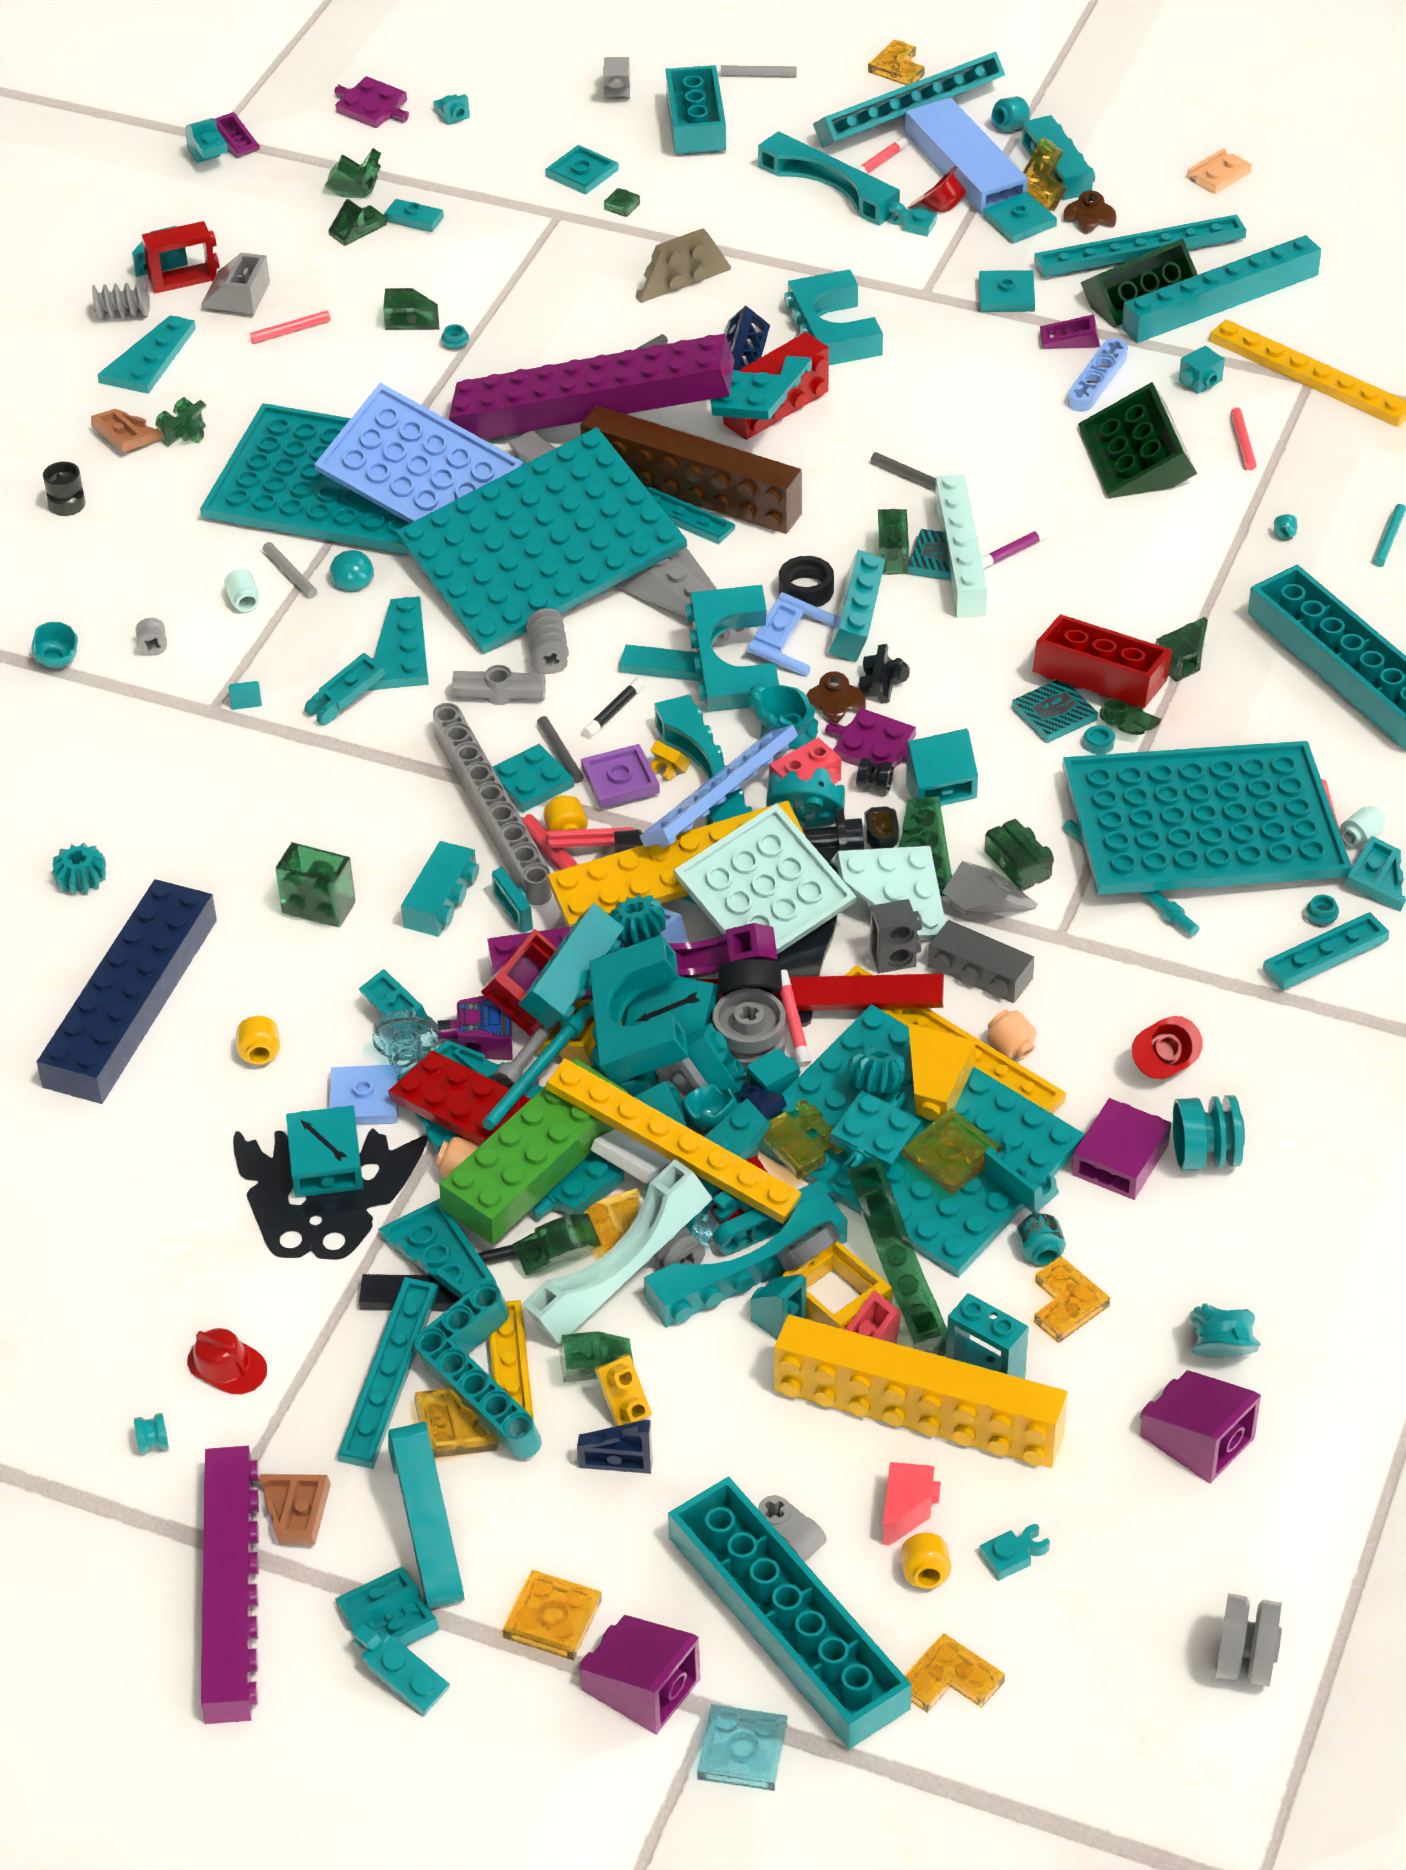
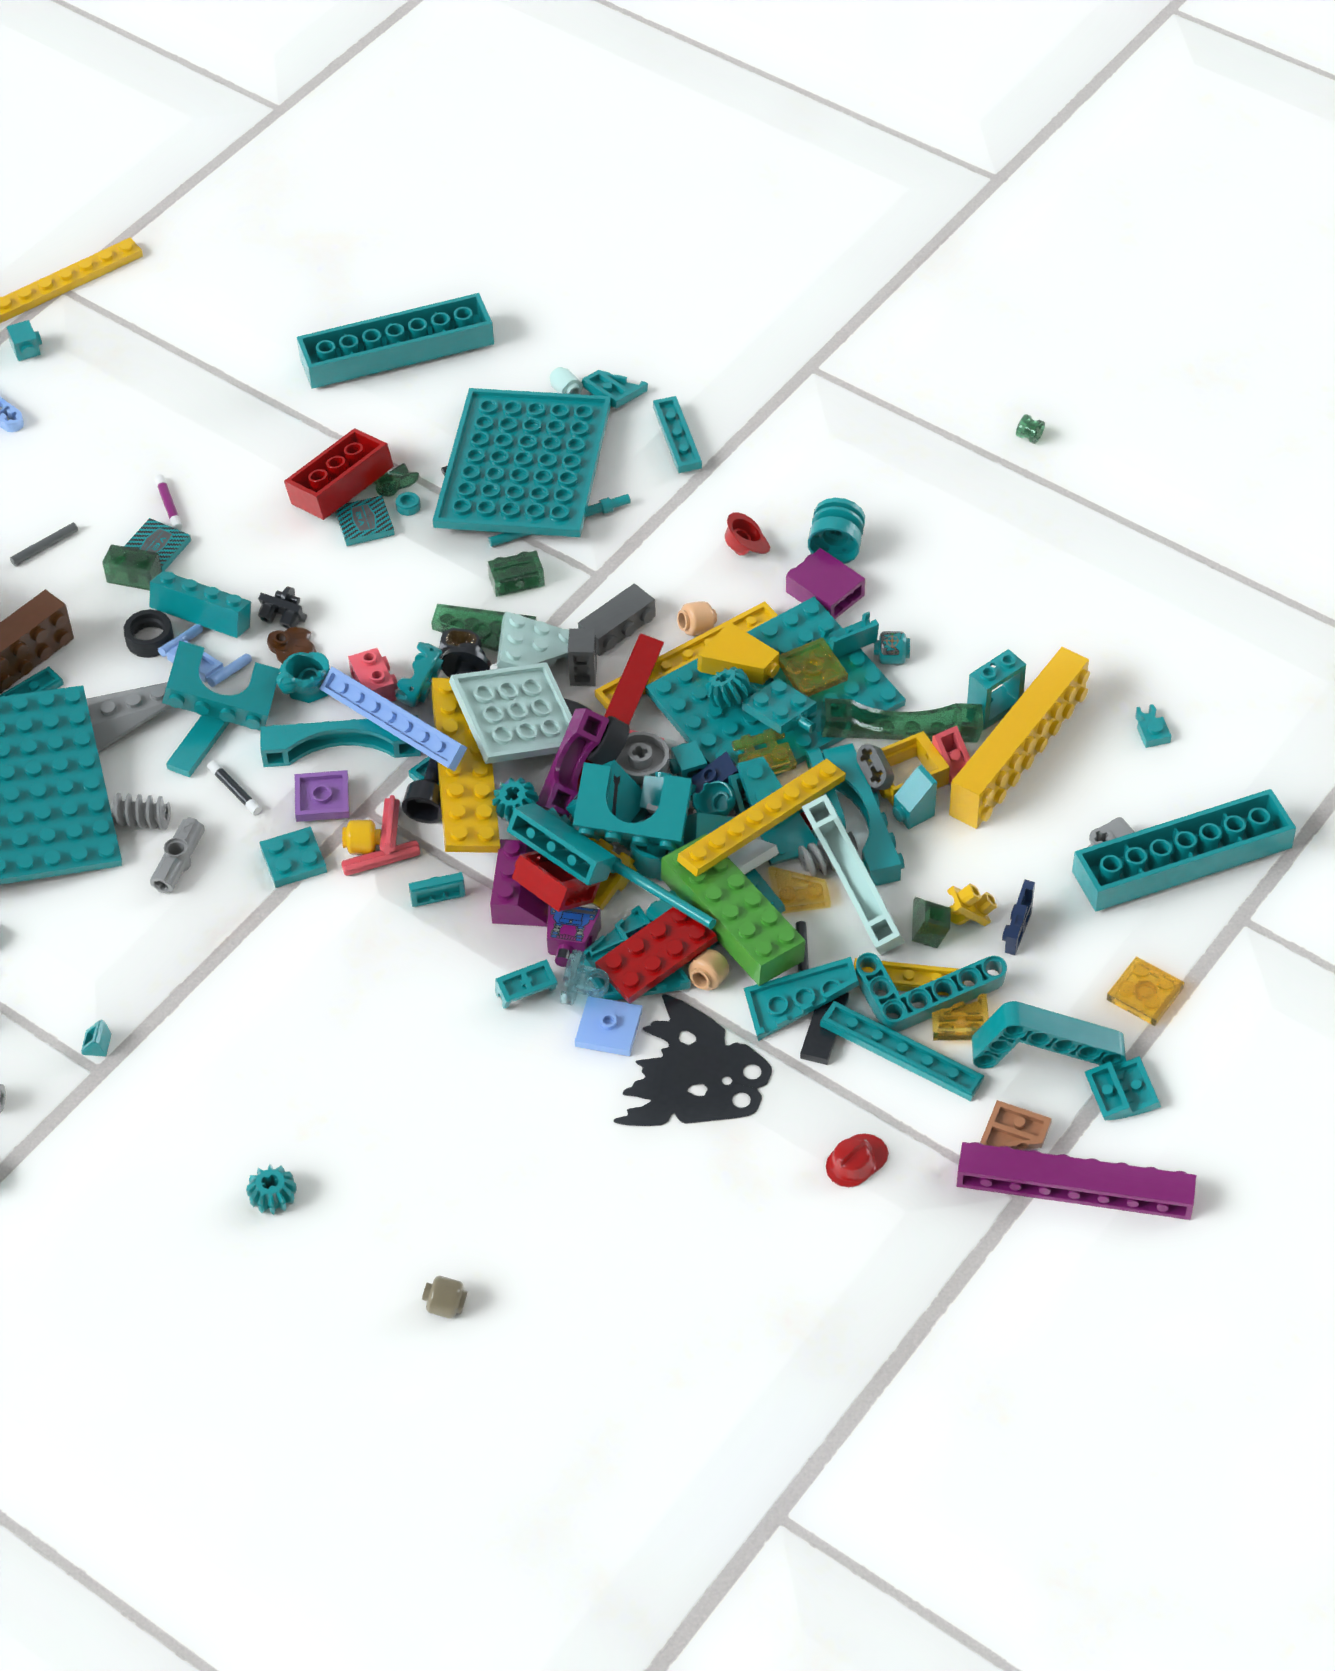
camera: 75 degrees left, 5 degrees up
(127, 991) = (438, 1168): dark blue brick -> none
(151, 1433) = (921, 1212): teal wheel -> none
(258, 1040) = (530, 1083): yellow head -> none
(315, 884) = (376, 1012): clear green brick -> none
(324, 1151) = (667, 1056): teal brick -> none
(344, 688) = (131, 959): teal hinge -> none
(400, 1669) = (1180, 1084): teal hinge -> none
(402, 646) = (97, 919): teal wing -> none
(439, 888) = (403, 935): teal brick -> none
(492, 803) = (313, 884): light grey beam -> none
(510, 1072) = (638, 916): light grey piece -> none
(557, 1241) = (819, 916): clear green brick -> none
(560, 749) = (265, 832): dark grey bar -> none
(642, 1670) = (1216, 938): magenta slope -> none
(668, 757) = (319, 758): yellow tile -> none
(742, 1747) = (1278, 904): clear light blue plate -> none
(872, 737) = (353, 630): magenta plate -> none
(875, 775) = (396, 635): black wheel -> none
(908, 1499) = (1102, 770): coral slope -> none
(925, 1560) = (1155, 770): yellow head -> none
(942, 767) = (415, 592): teal slope -> none
(952, 1666) = (1240, 778): clear yellow plate -> none
(964, 555) = (205, 532): light aqua arch -> none
(984, 891) = (550, 600): light grey slope -> none
(1074, 1302) = (948, 644): clear yellow plate -> none
(1137, 445) = (93, 397): dark green slope -> none
(1187, 648) = (336, 423): clear green slope -> none
(1202, 1422) = (1082, 598): magenta slope -> none
(1223, 1332) = (1009, 567): teal piece -> none
(1243, 438) = (112, 341): coral bar -> none
(1249, 1640) = (1266, 616): light grey wheel -> none
(1290, 524) = (229, 341): teal hinge -> none
(1322, 909) = (635, 426): teal plate -> none
(1389, 535) = (261, 289): teal bar -> none

